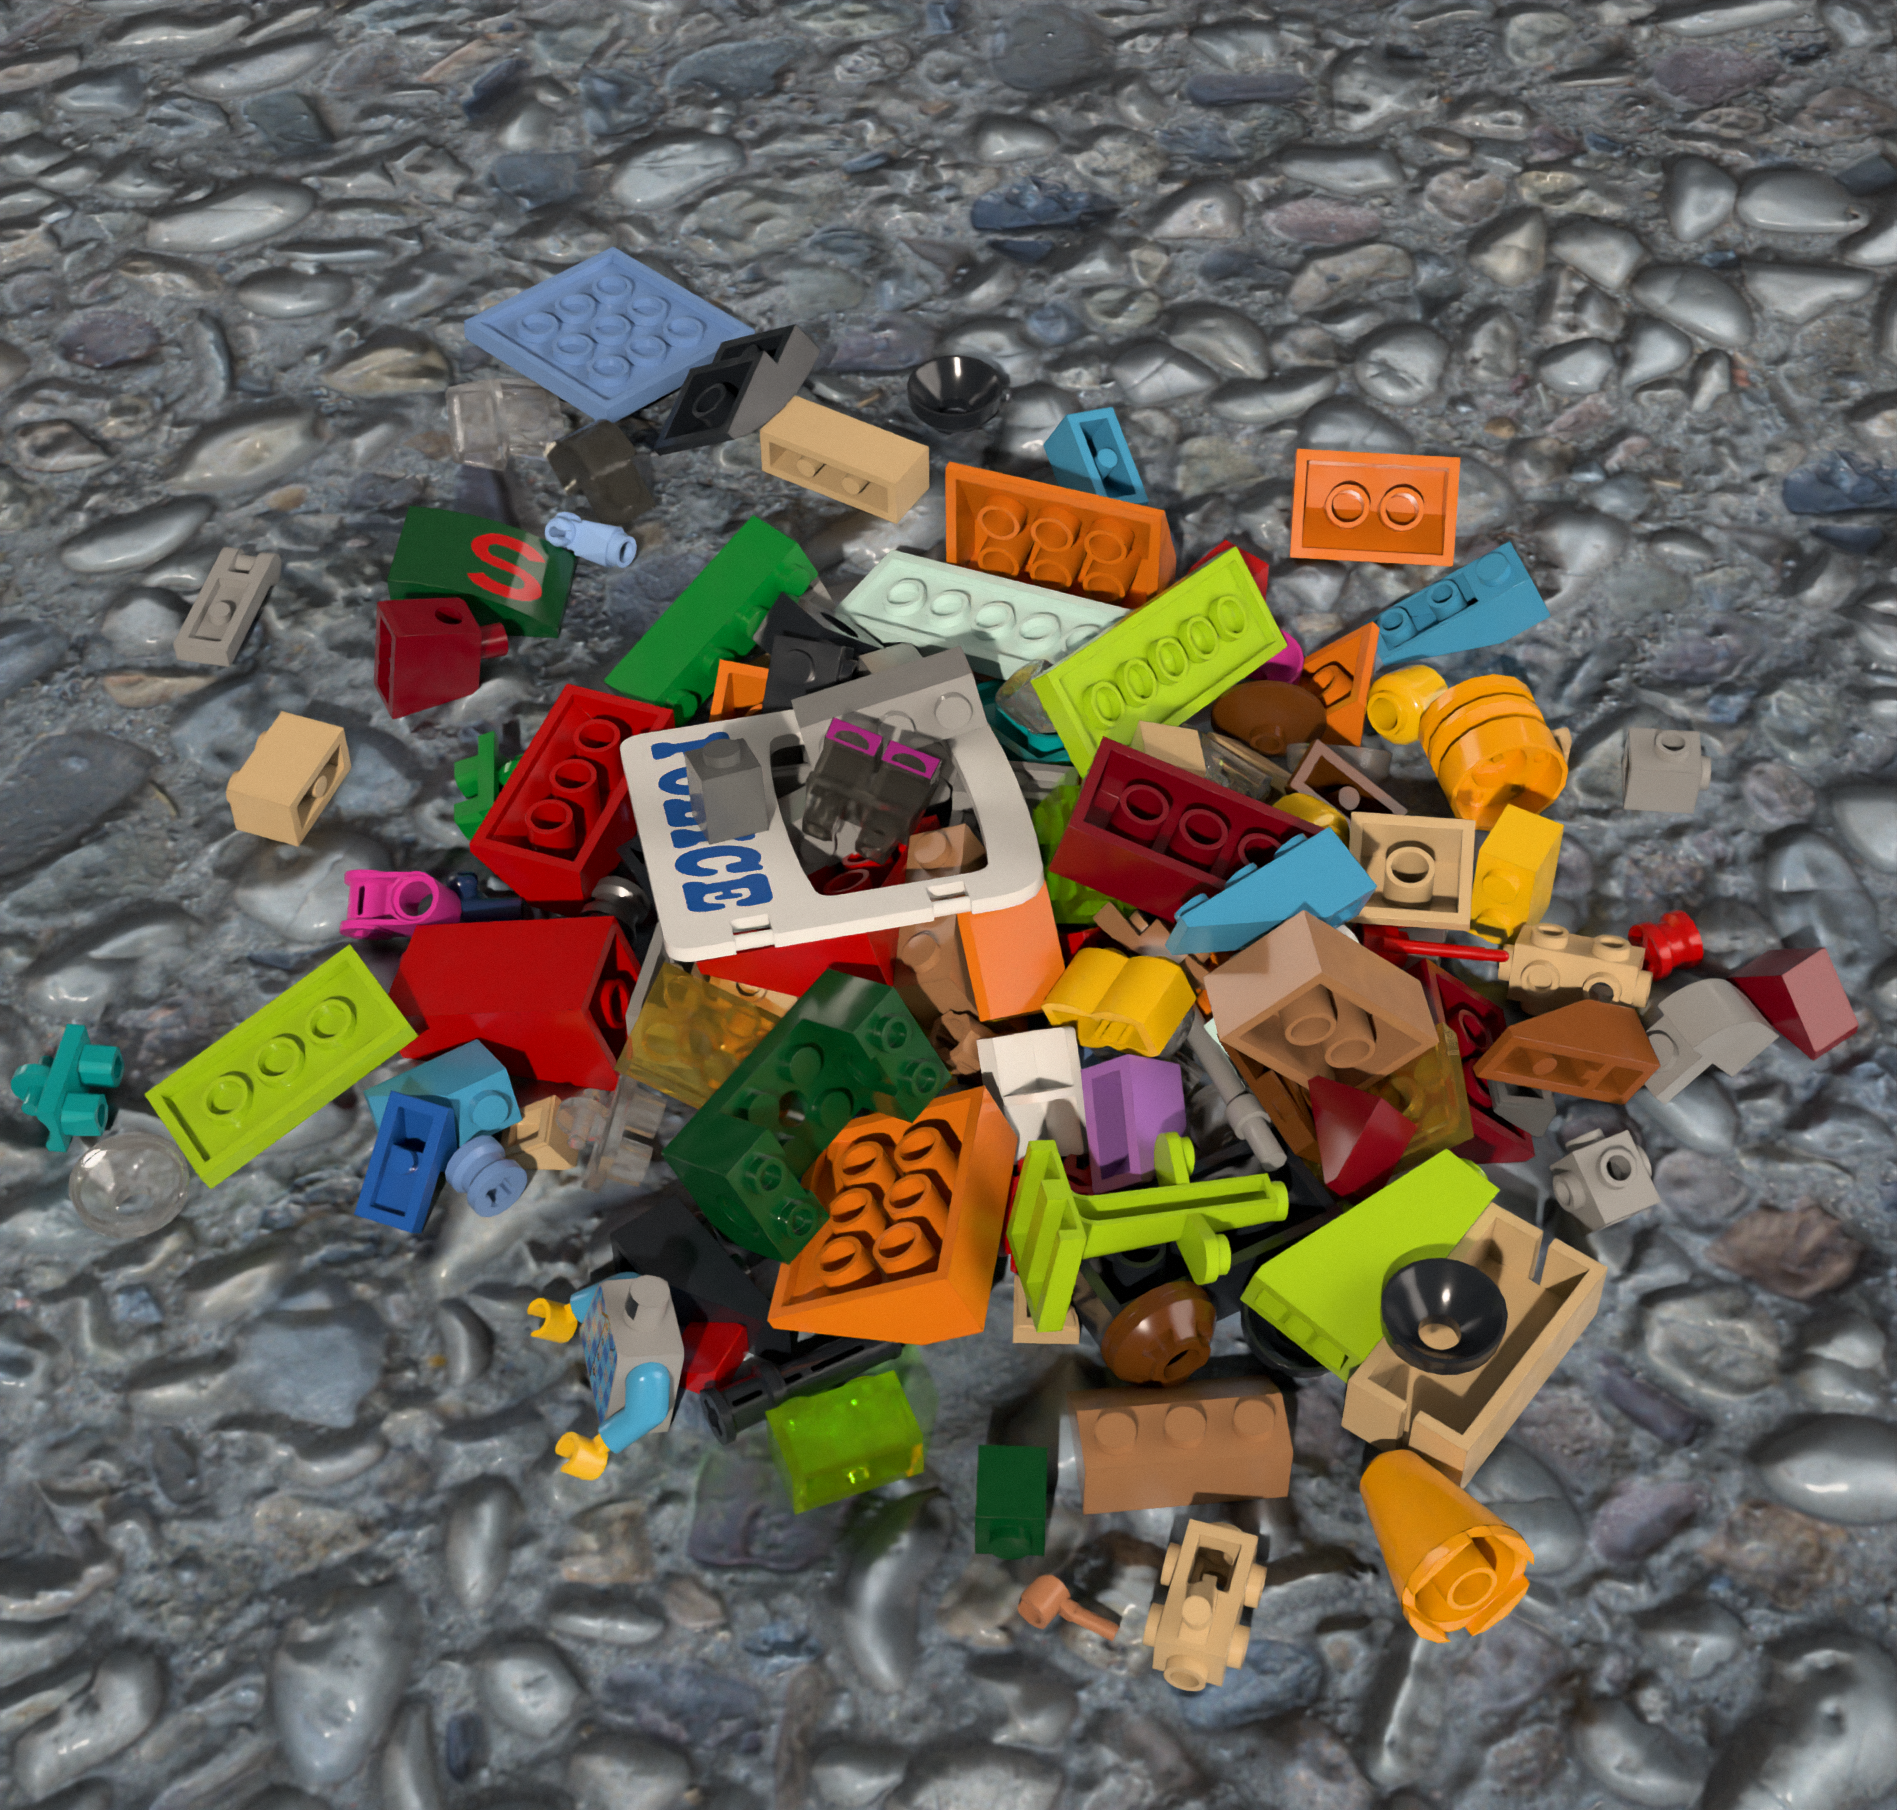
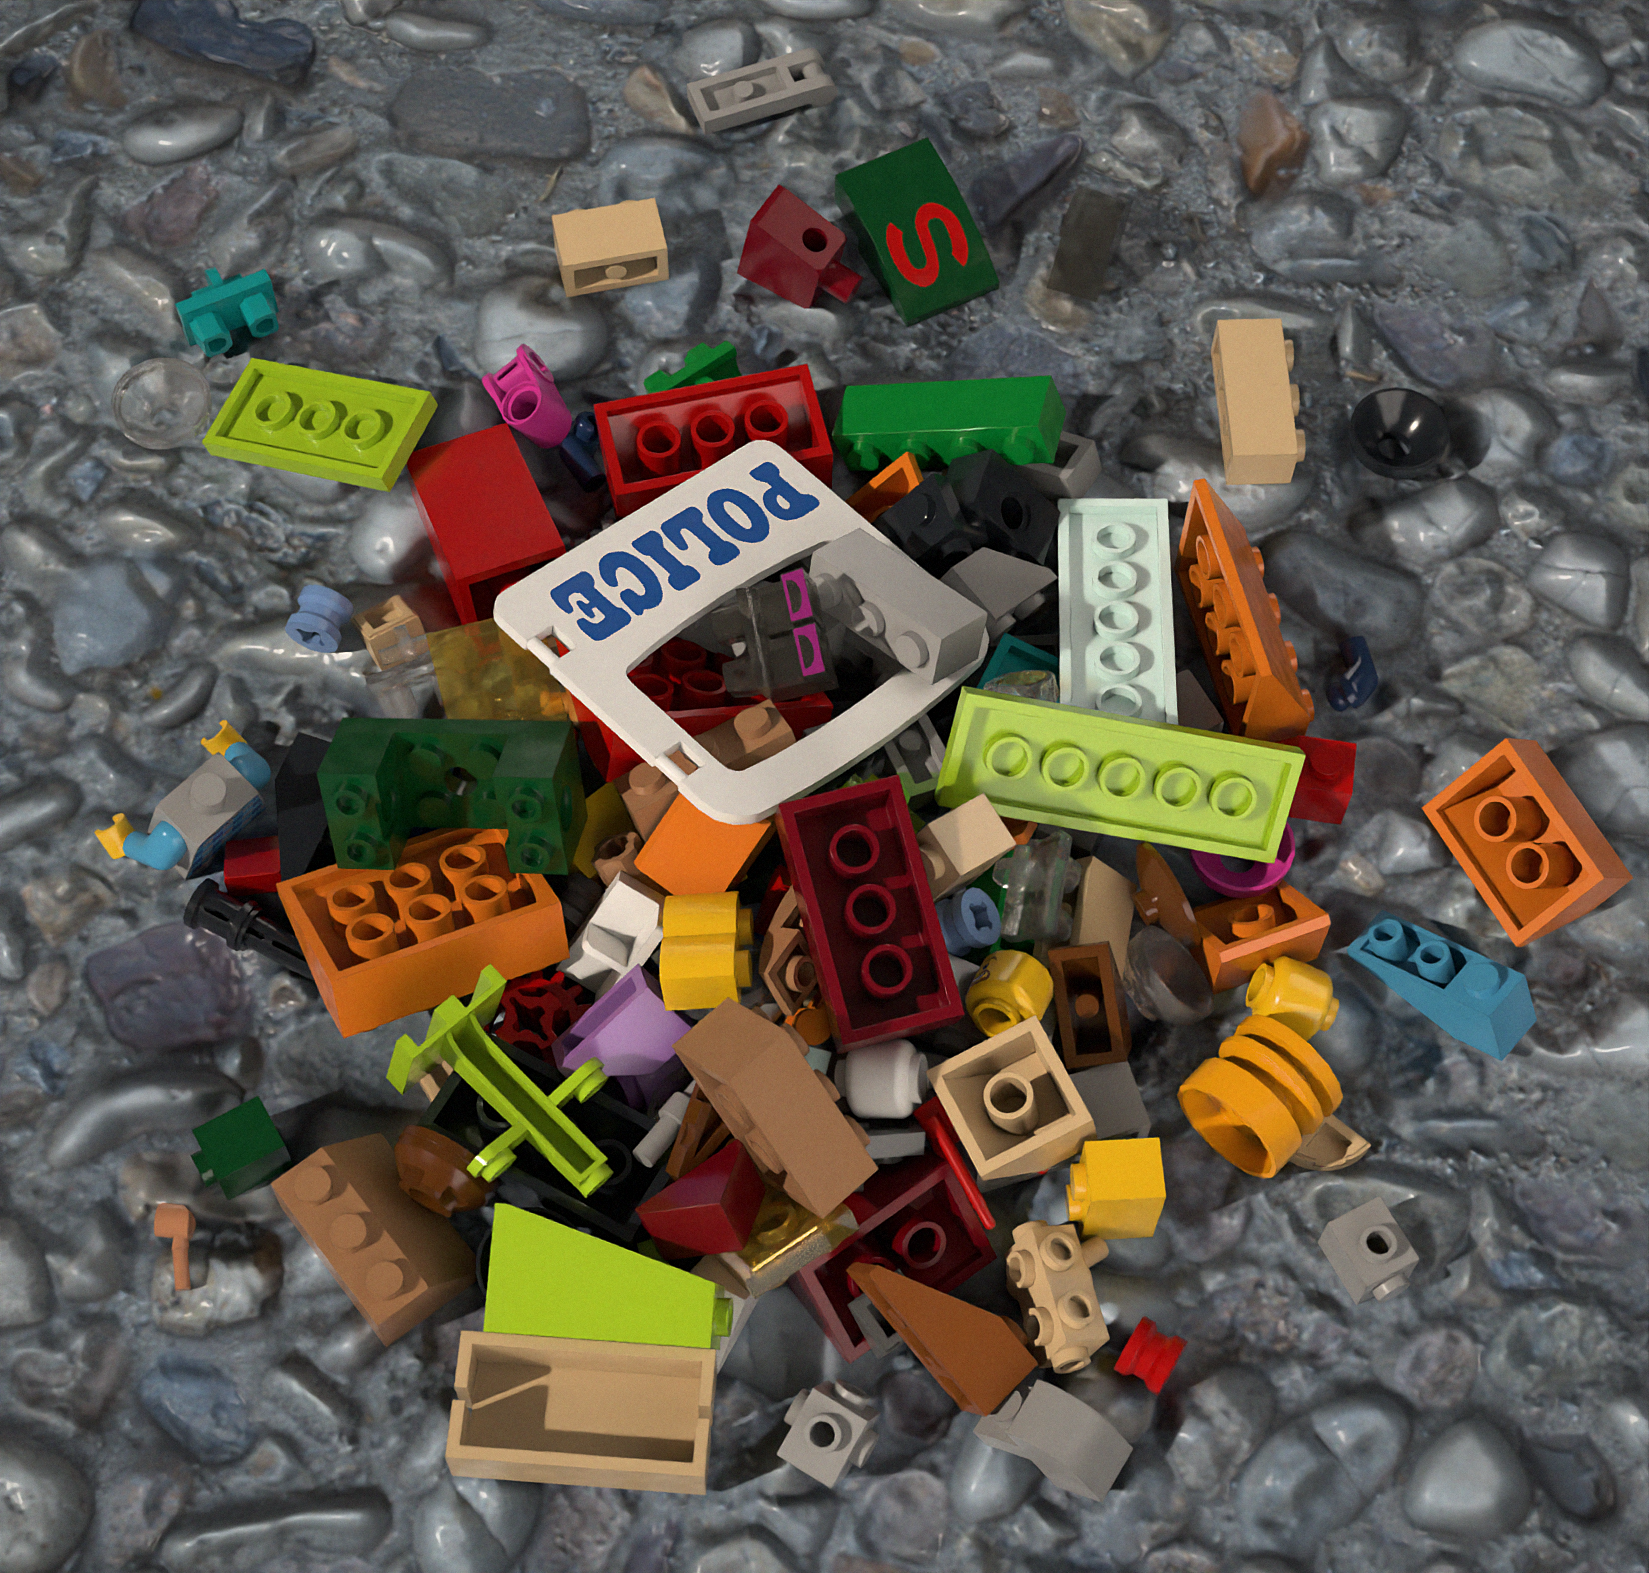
camera: 55 degrees right, 15 degrees up
(406, 1161) = (286, 560): blue slope -> none
(461, 1079) = (370, 550): dark azure slope -> none
(501, 420) = (1107, 137): clear slope -> none
(591, 540) = (1016, 282): light blue arm -> none
(605, 334) = (1261, 146): medium blue plate -> none
(726, 790) = (695, 541): dark grey brick -> none
(739, 389) = (1251, 278): black slope -> none
(844, 1441) = (228, 1001): clear neon green brick -> none
(1093, 457) = (1388, 595): dark azure slope -> none
(1199, 1626) = (213, 1339): tan brick -> none
(1304, 875) = (834, 1017): dark azure slope -> none
(1442, 1548) = (373, 1480): light orange cone -> none
(1448, 1295) = (532, 1337): black piece -> none
(1799, 997) = (1173, 1498): dark red slope -> none

